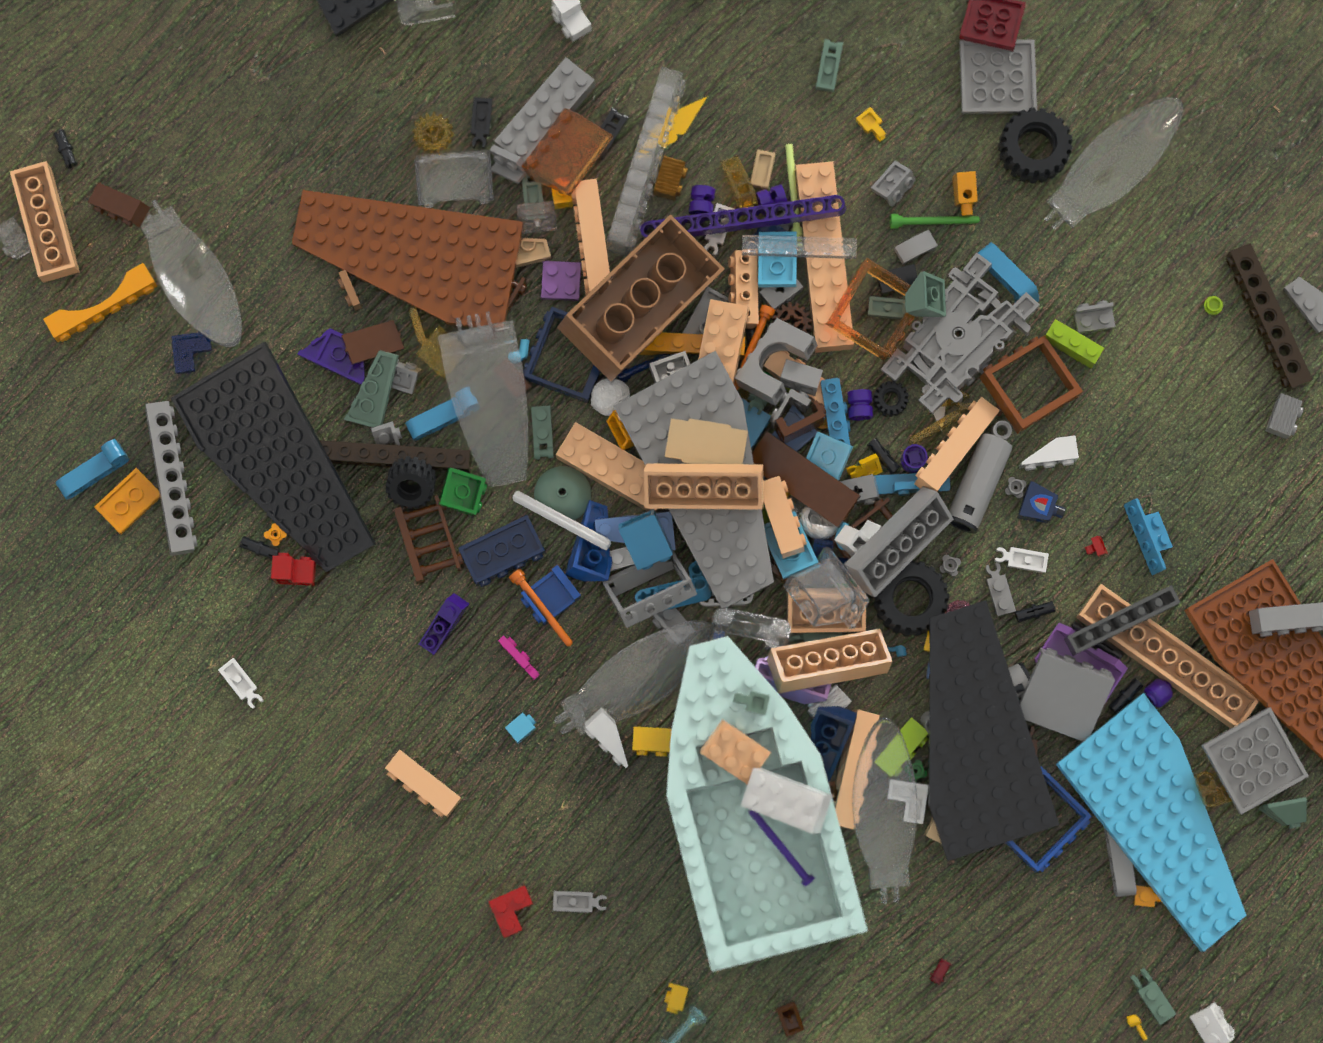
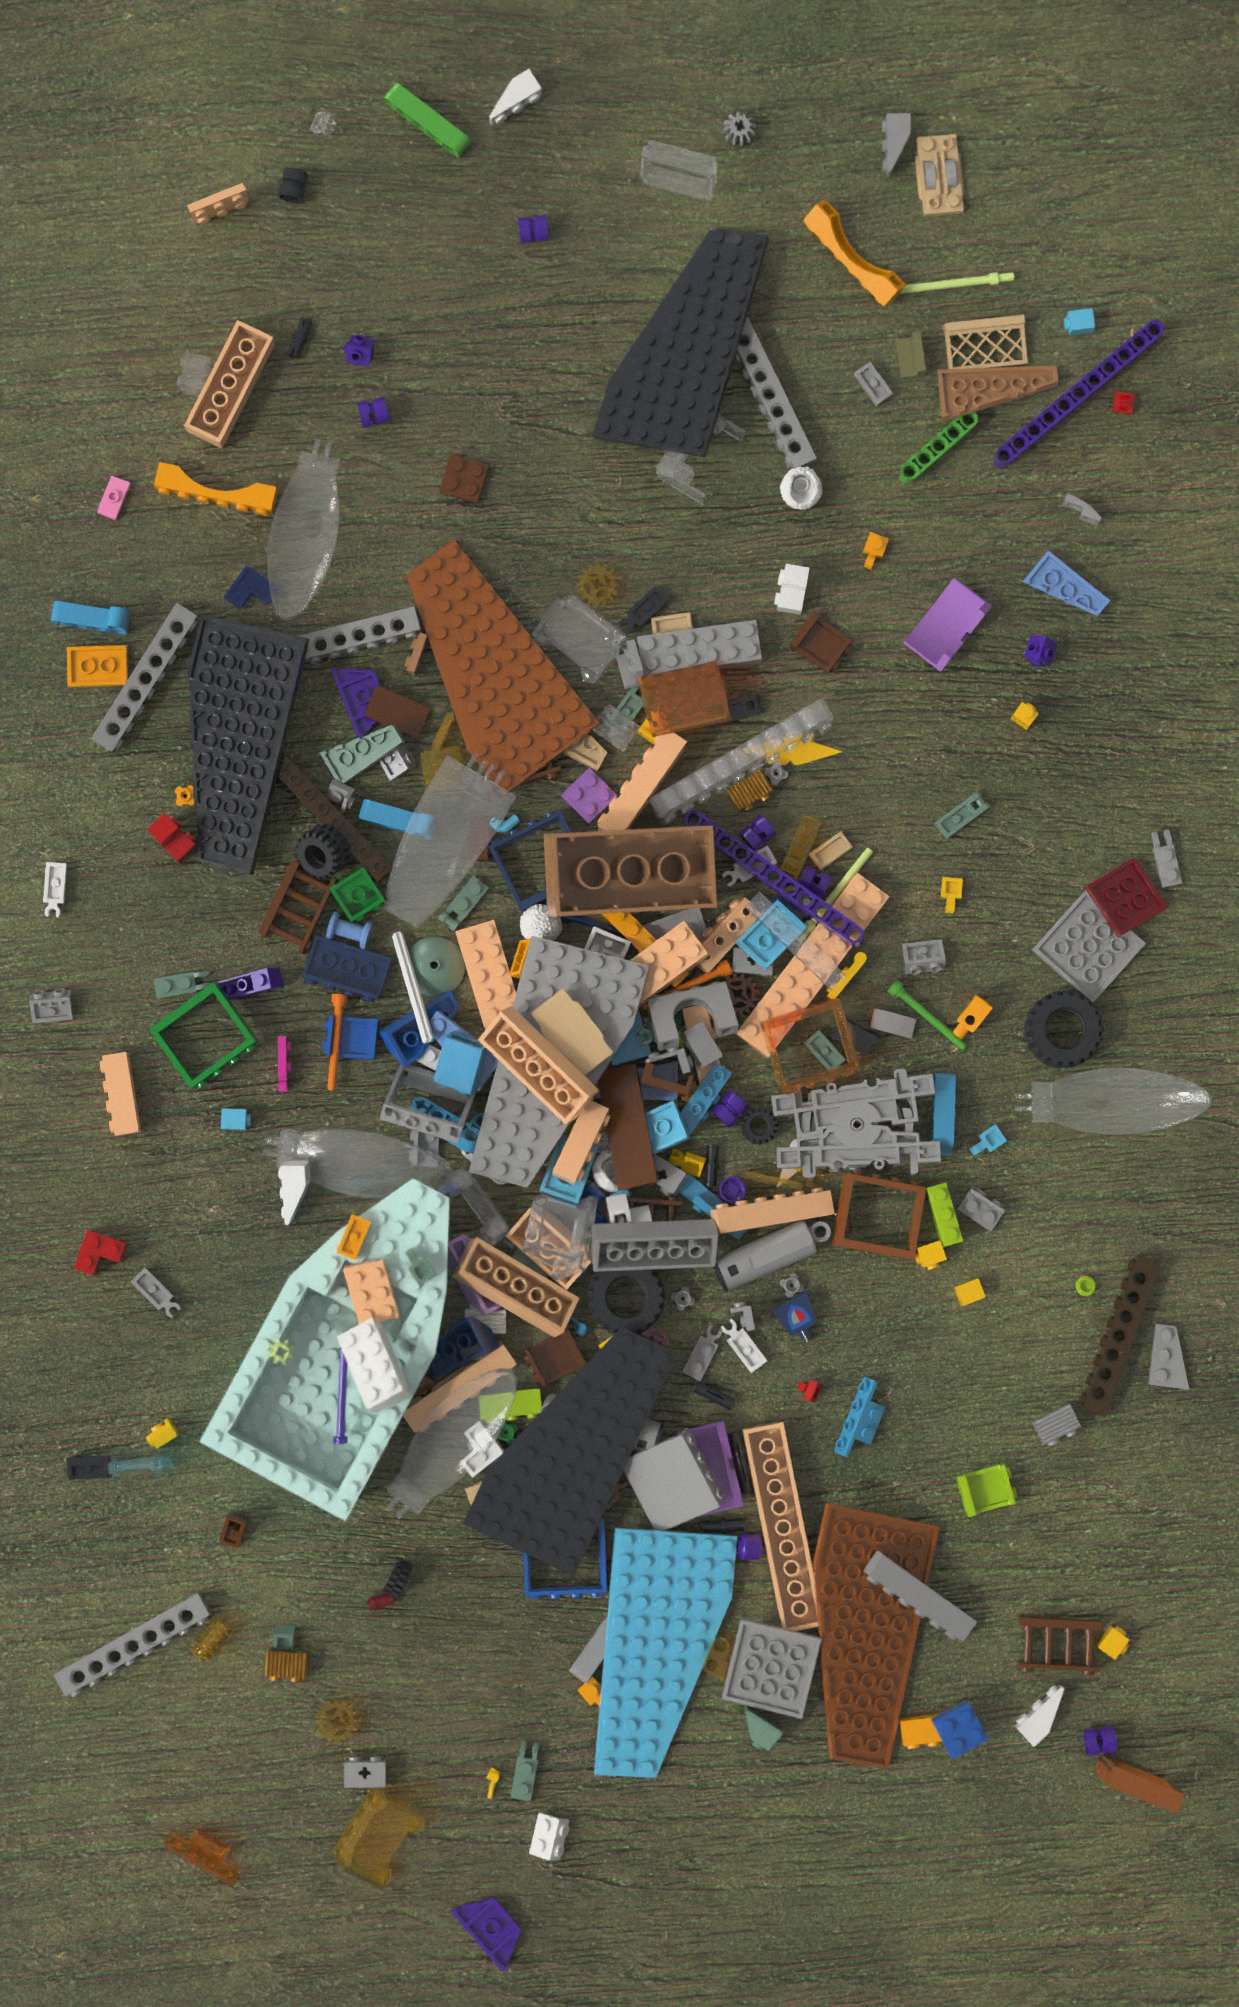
camera: 40 degrees right, 5 degrees up
(32, 374) = (113, 498): none -> bright pink plate
(116, 119) = (359, 350): none -> dark purple brick
(118, 205) = (297, 423): reddish brown brick -> none
(167, 146) = (378, 406): none -> dark purple wheel
(258, 548) = (163, 795): black pin -> none
(271, 143) = (464, 478): none -> reddish brown plate
(315, 768) = (51, 1005): none -> light grey bracket
(318, 271) = (348, 631): none -> light grey brick
(394, 669) = (179, 984): none -> sand green hinge
(475, 704) = (231, 1058): none -> green window
(479, 522) = (349, 930): none -> medium blue piece
(507, 113) = (671, 623): none -> tan tile
(624, 36) = (821, 643): none -> reddish brown panel
(651, 740) = (323, 1220): yellow brick -> none
(676, 155) = (775, 779): none -> light grey plate
(687, 723) = (353, 1237): none -> light orange plate
(716, 850) = (275, 1348): none -> yellowish green gear
(853, 226) = (859, 959): none -> yellow plate
(901, 688) = (554, 1358): none -> reddish brown panel
(926, 296) = (857, 1073): sand green slope -> none
(937, 942) = (398, 1578): none -> black tyre
(1007, 535) = (747, 1318): none -> light grey bracket
(1055, 265) = (989, 1139): none -> medium azure plate
(1058, 451) = (850, 1287): white slope -> none
(1090, 379) = (930, 1255): none -> yellow brick
(1122, 620) = (769, 1466): dark grey brick -> none
(1140, 380) = (969, 1292): none -> yellow panel
(1279, 504) = (986, 1489): none -> lime panel

